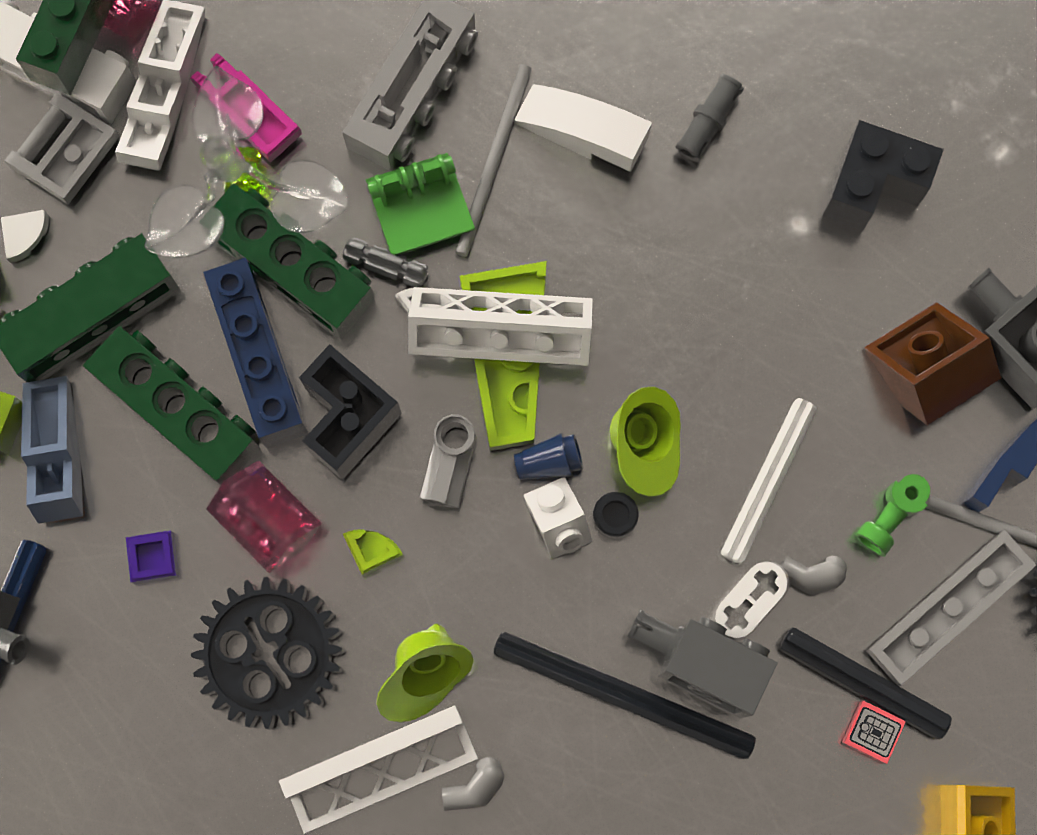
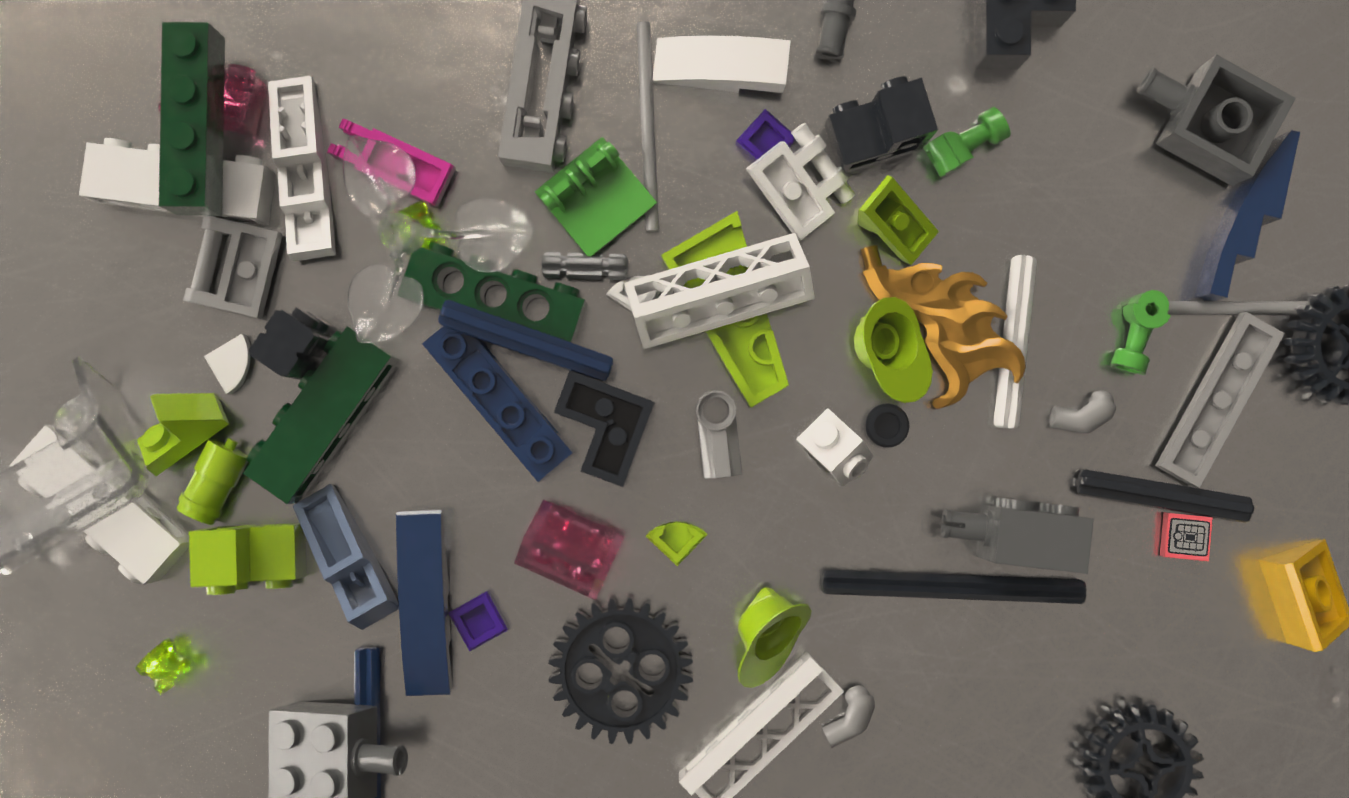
camera: 25 degrees left, 10 degrees up
(83, 227) = (291, 343): none -> black brick
(105, 518) = (423, 602): none -> dark blue slope
(115, 366) = (373, 463): dark green brick -> none
(299, 302) = (525, 340): none -> dark blue axle
(550, 458) = (809, 396): dark blue cone -> none
(599, 210) = (763, 135): none -> dark purple tile
(605, 260) = (791, 189): none -> white plate
(694, 322) = (897, 220): none -> lime slope
(710, 234) = (888, 127): none -> black brick
(716, 437) = (954, 321): none -> pearl gold piece
(743, 592) = (1049, 463): white beam -> none
(771, 280) = (954, 150): none -> bright green leg
(934, 362) = (1129, 175): reddish brown slope -> none

